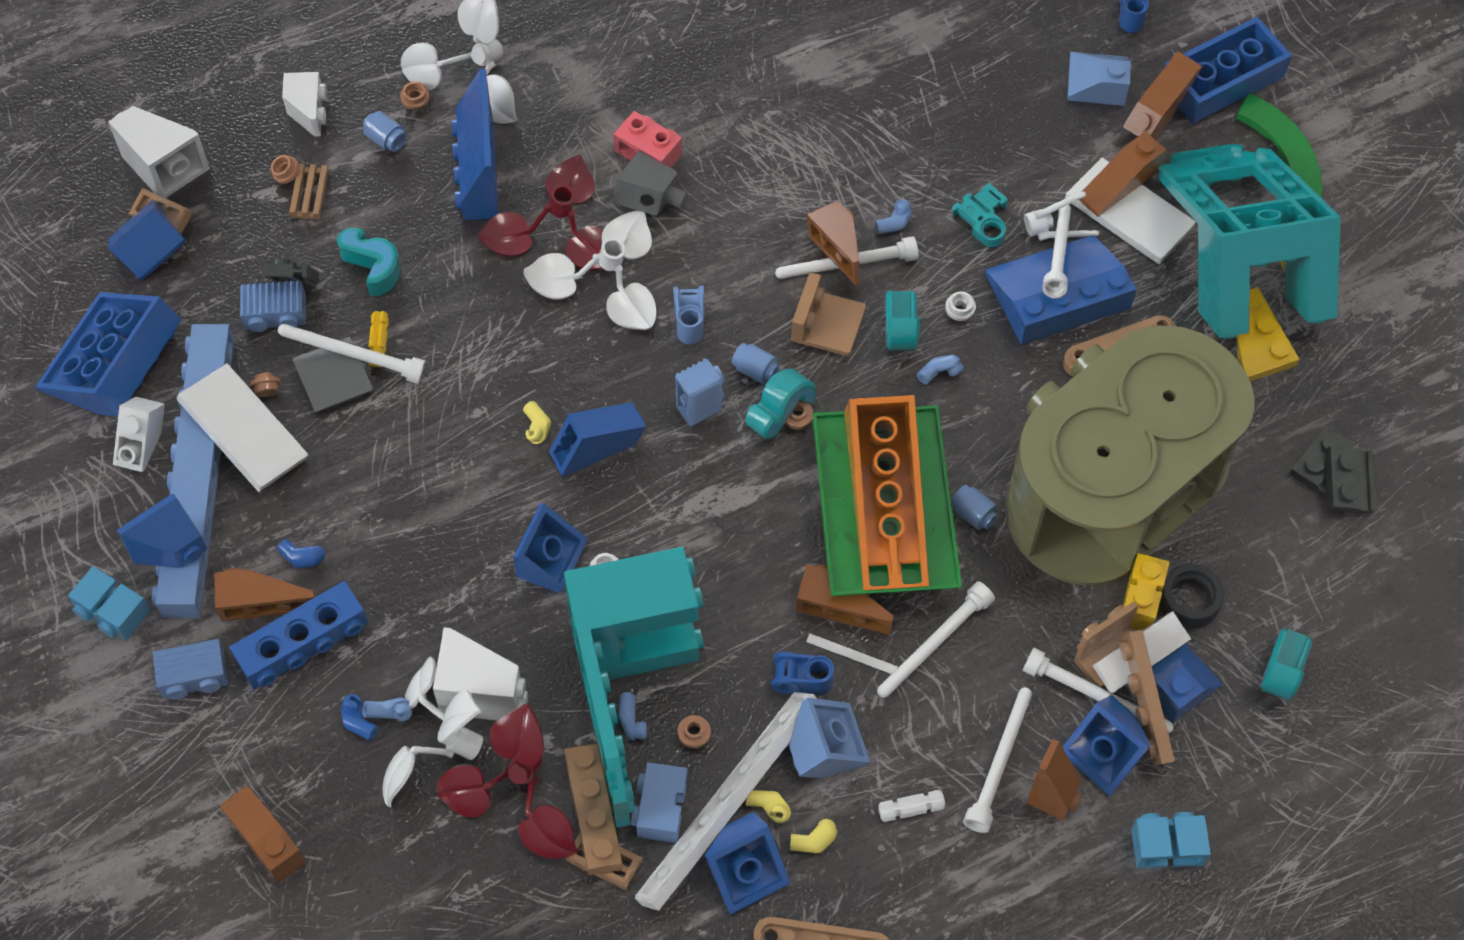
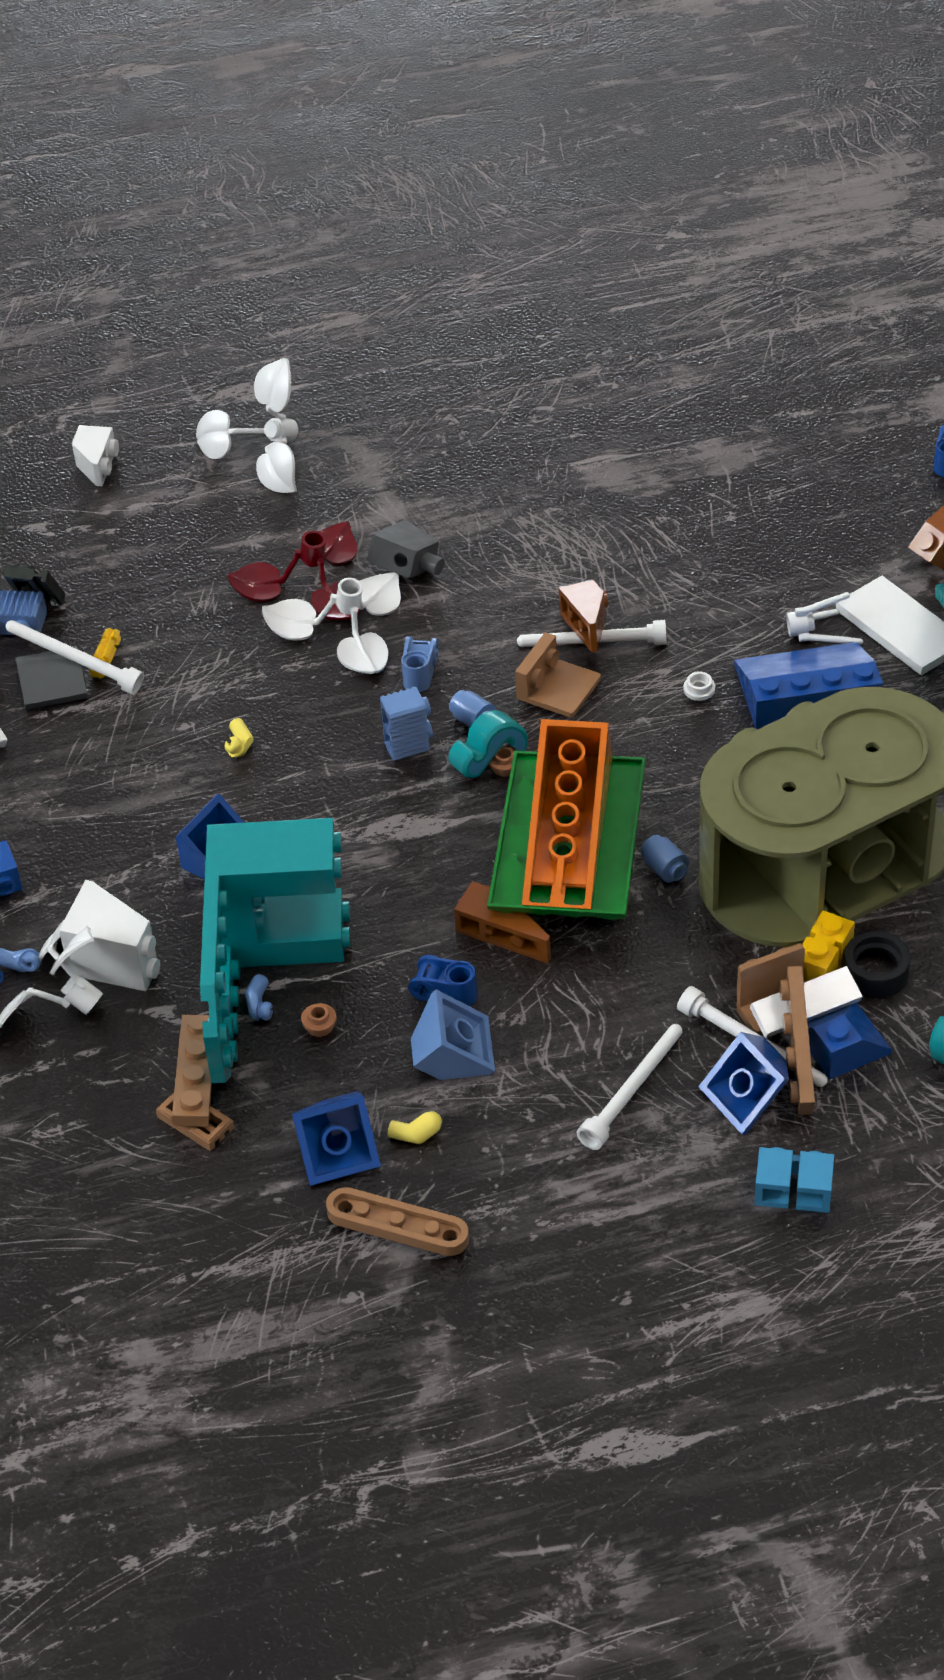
camera: 15 degrees right, 15 degrees down
(284, 169) = (58, 505): nougat plate -> none
(311, 172) = (71, 527): medium nougat tile -> none
(374, 254) = (121, 583): teal animal -> none
(384, 131) = (163, 484): medium blue brick -> none
(417, 90) = (201, 459): nougat plate -> none
(475, 152) = (246, 505): blue slope -> none
(516, 737) = (68, 1032): dark red plant -> none
(595, 436) = (292, 752): blue slope -> none
(645, 135) = (419, 511): coral brick -> none
(658, 811) = (265, 1070): medium blue brick -> none
(721, 806) = (320, 1089): white tile -> none
(772, 803) = (380, 1090): light yellow arm -> none
(852, 654) = (503, 975): white sticker -> none
(897, 220) = (654, 608): medium blue arm -> none
(901, 321) = (631, 690): teal animal -> none
(911, 805) = (526, 1113): white axle -> none
(939, 364) = (662, 734): medium blue arm -> none
(978, 598) = (647, 939): white piece -> none
(983, 208) = (744, 612): teal piece -> none
(1055, 281) = (796, 661): white piece -> none
(1056, 784) = (677, 1100): dark orange slope -> none
(1098, 78) = (897, 509): medium blue slope -> none
(1124, 174) = (899, 586): dark orange slope -> none

